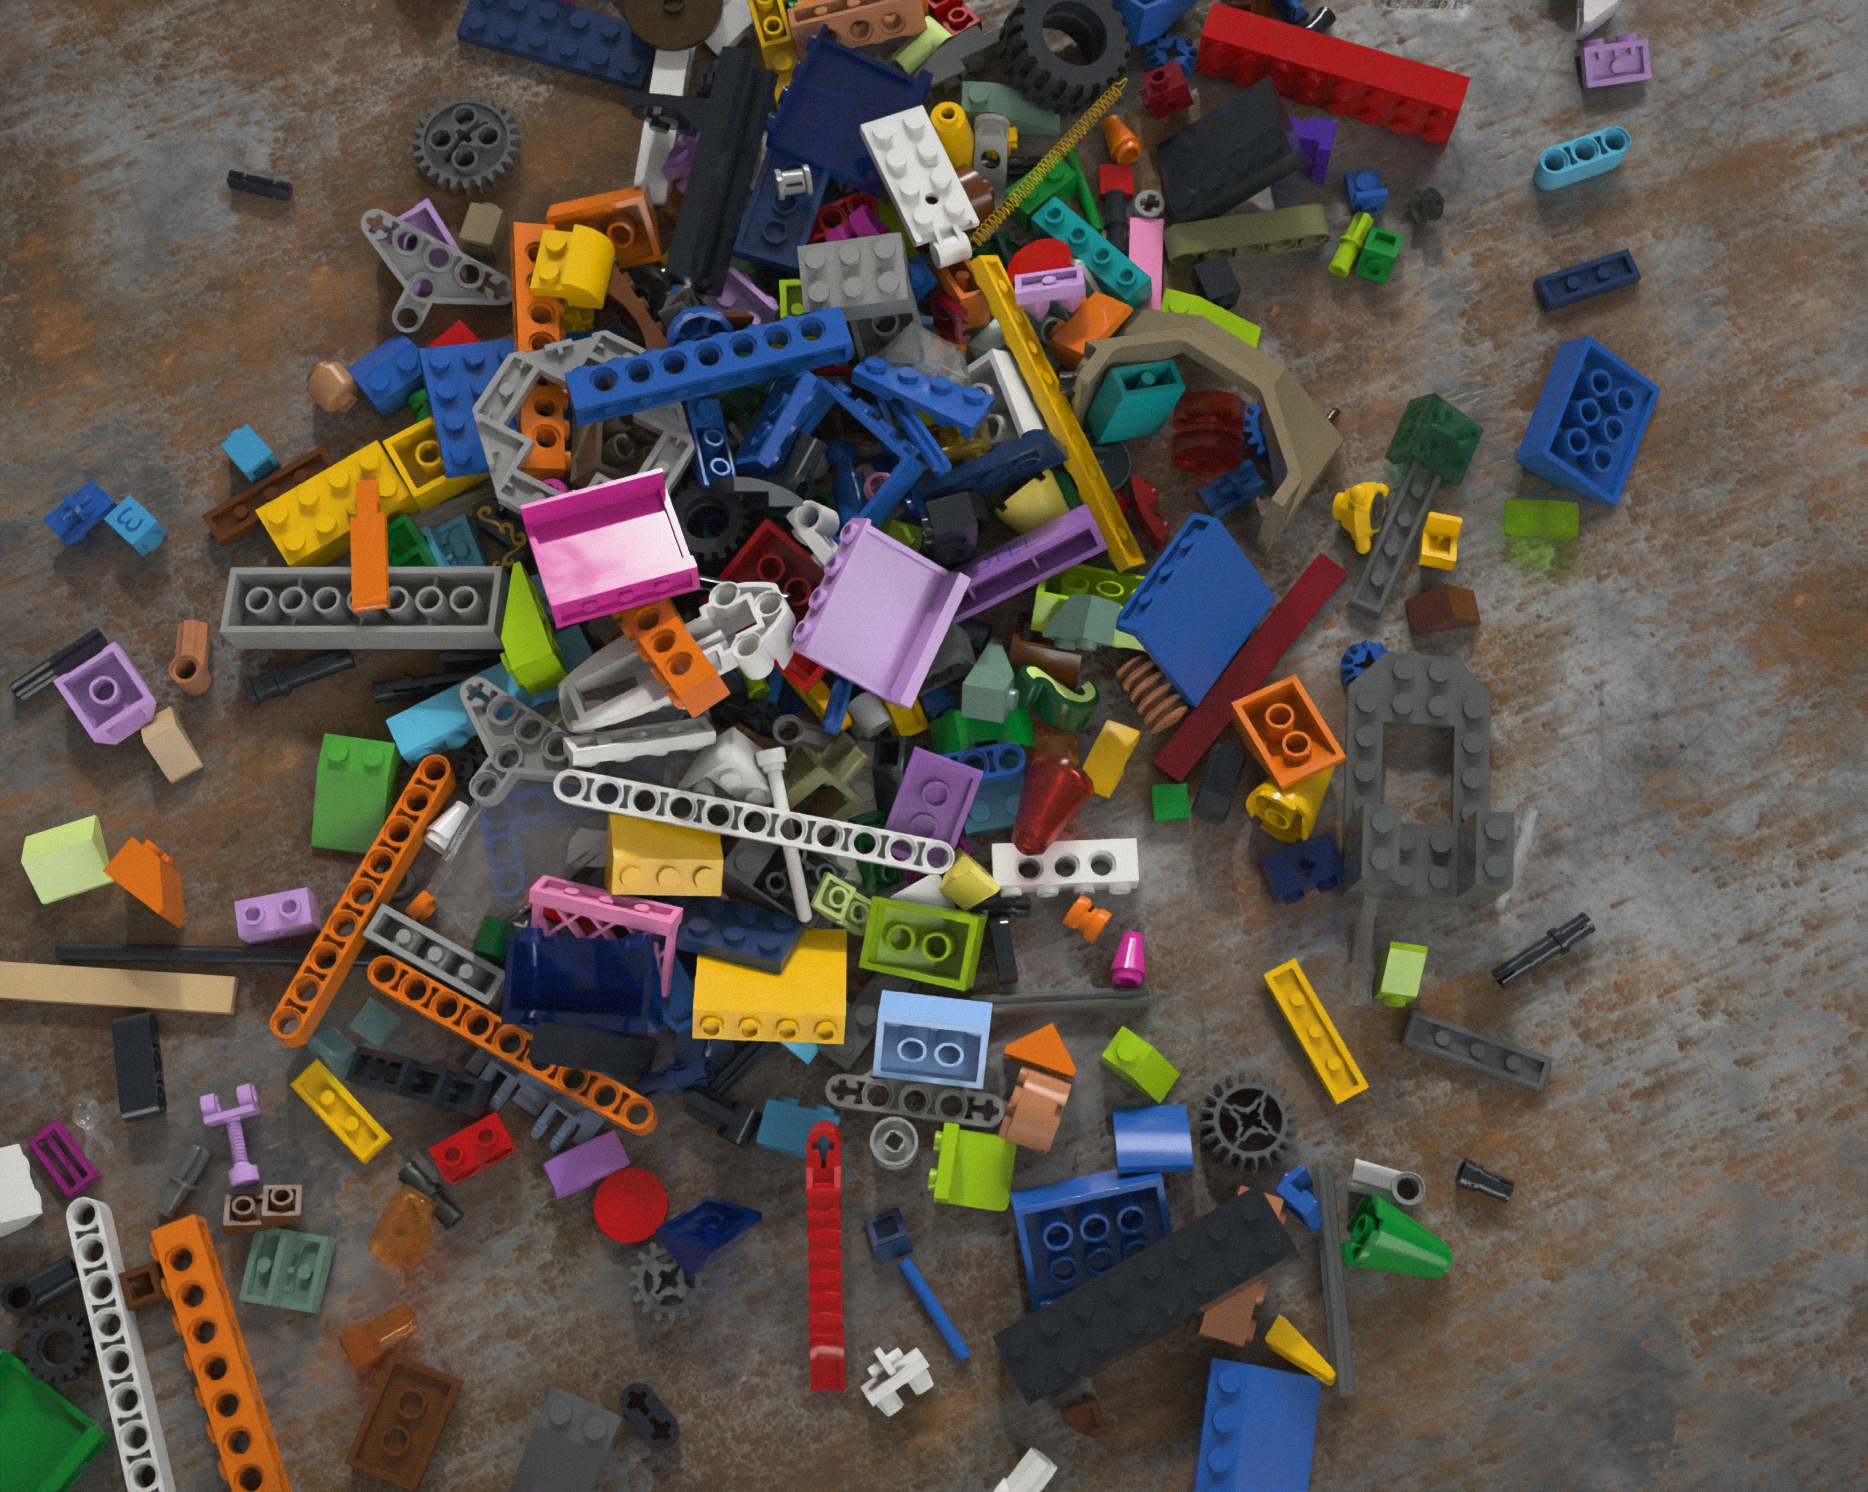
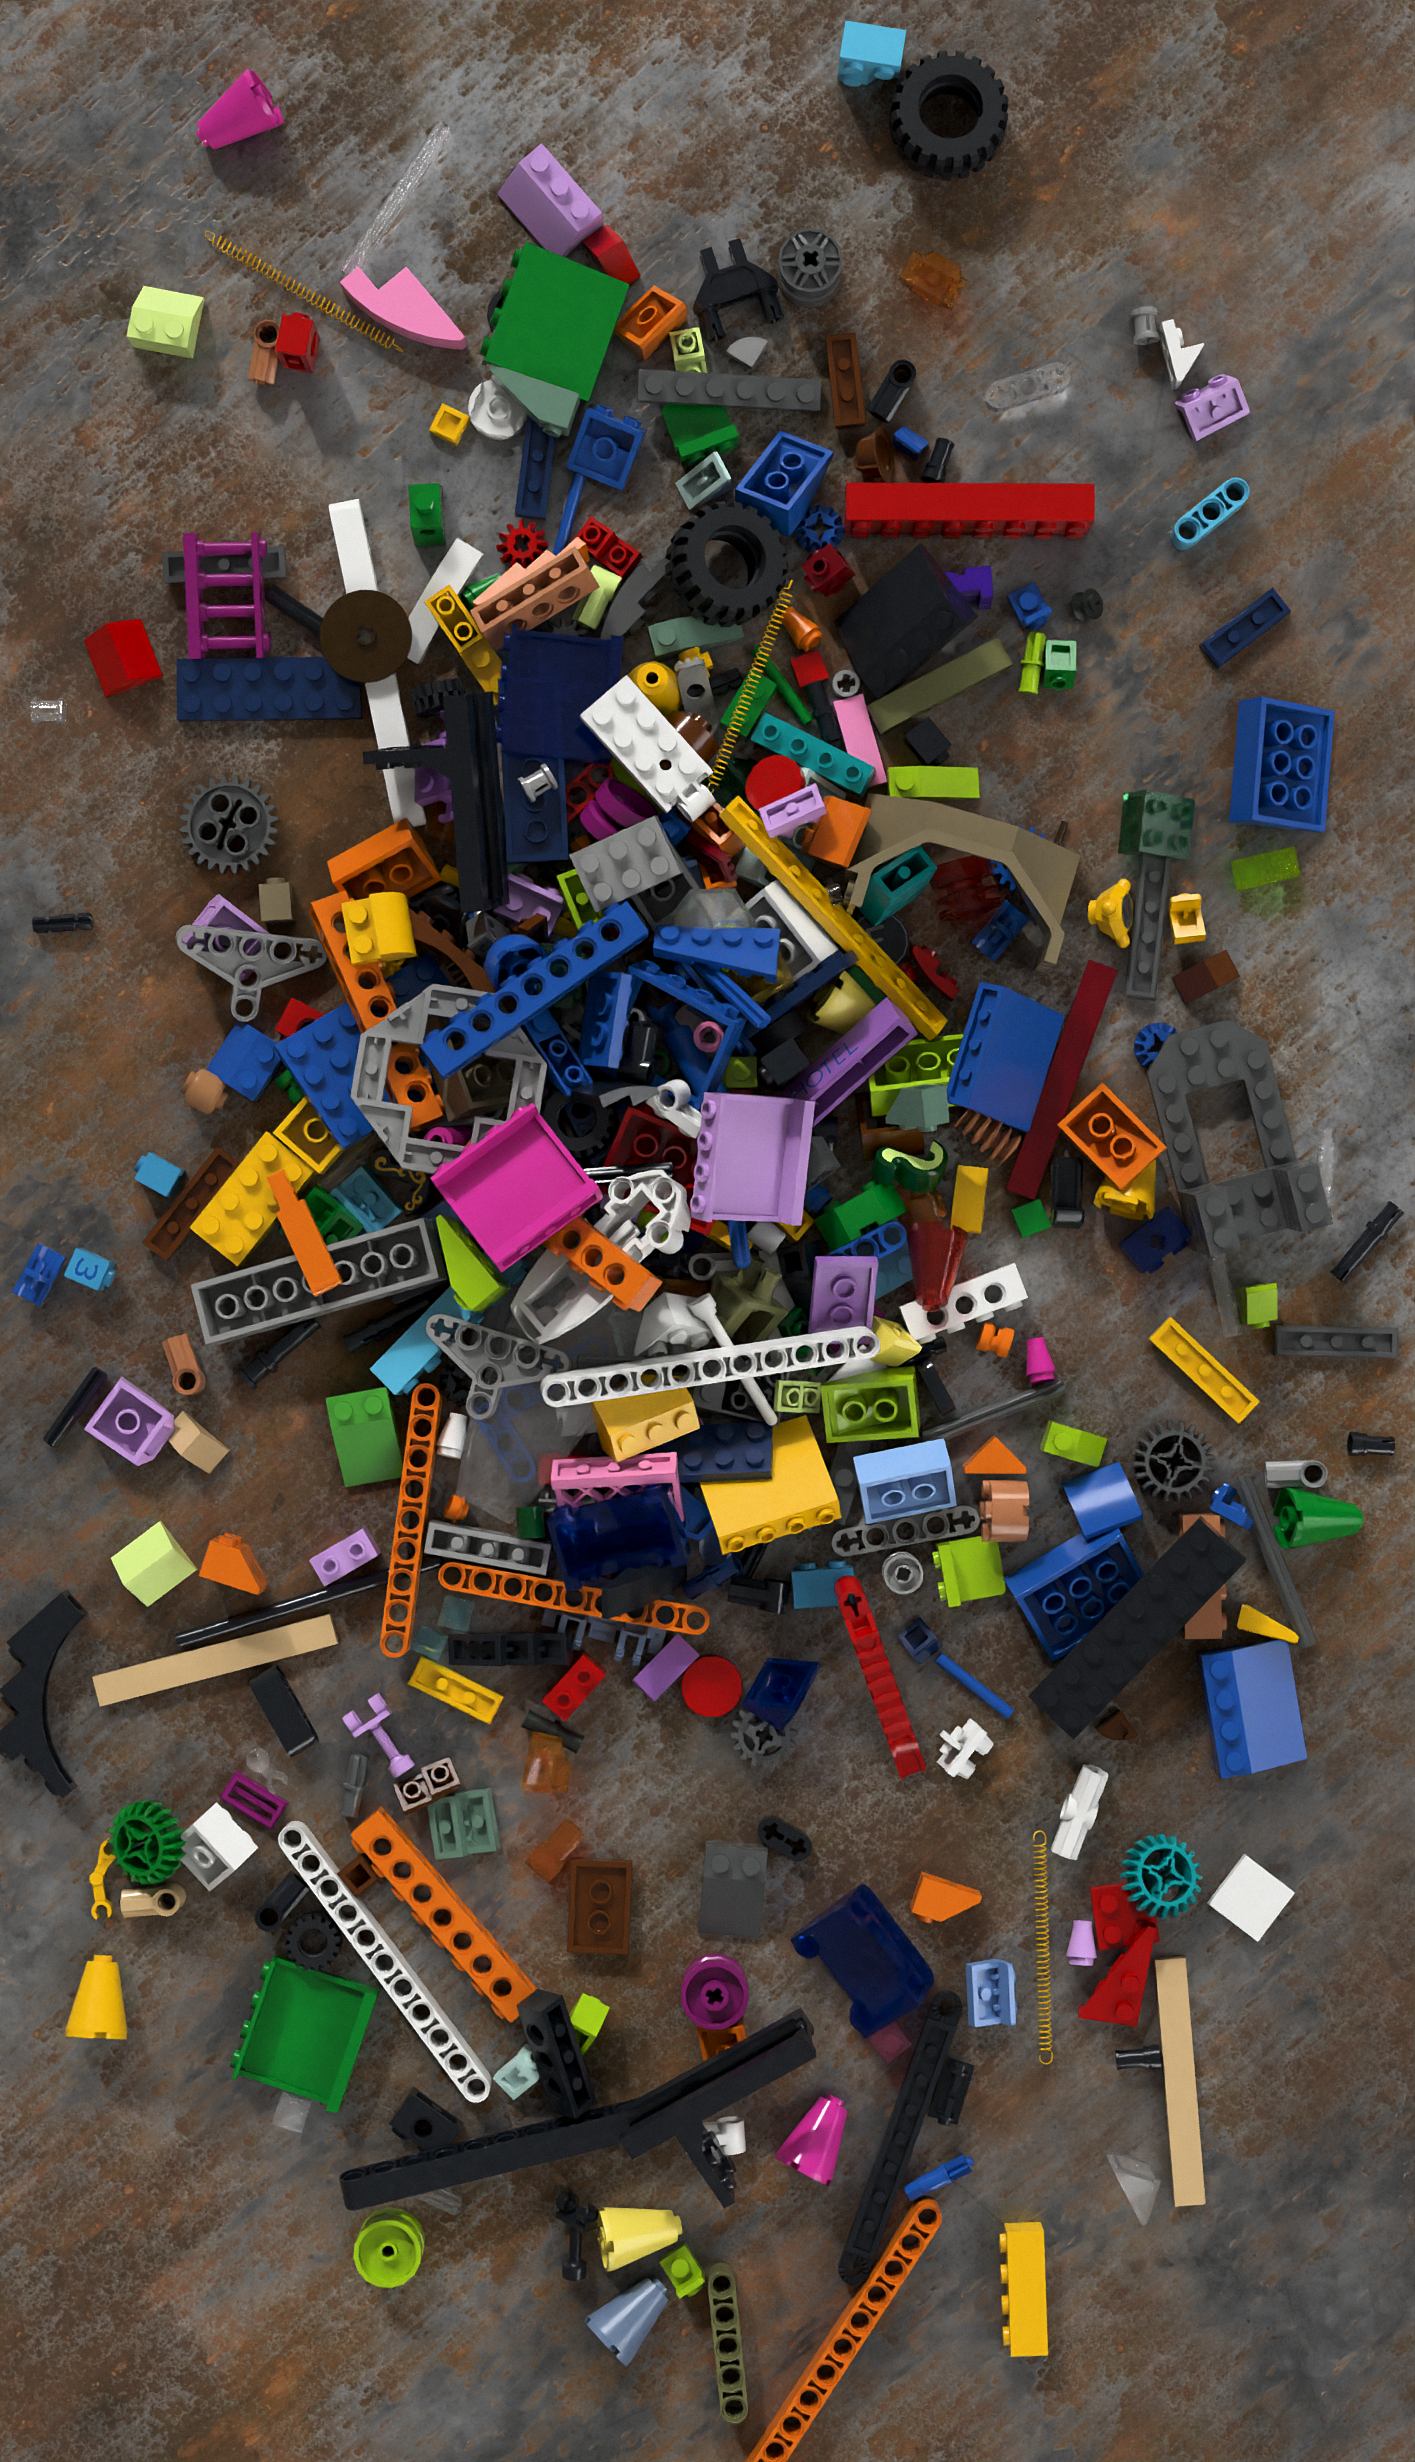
camera: 20 degrees left, 15 degrees up
(638, 741) = (587, 1336): white plate -> none
(989, 687) = (859, 1184): sand green slope -> none

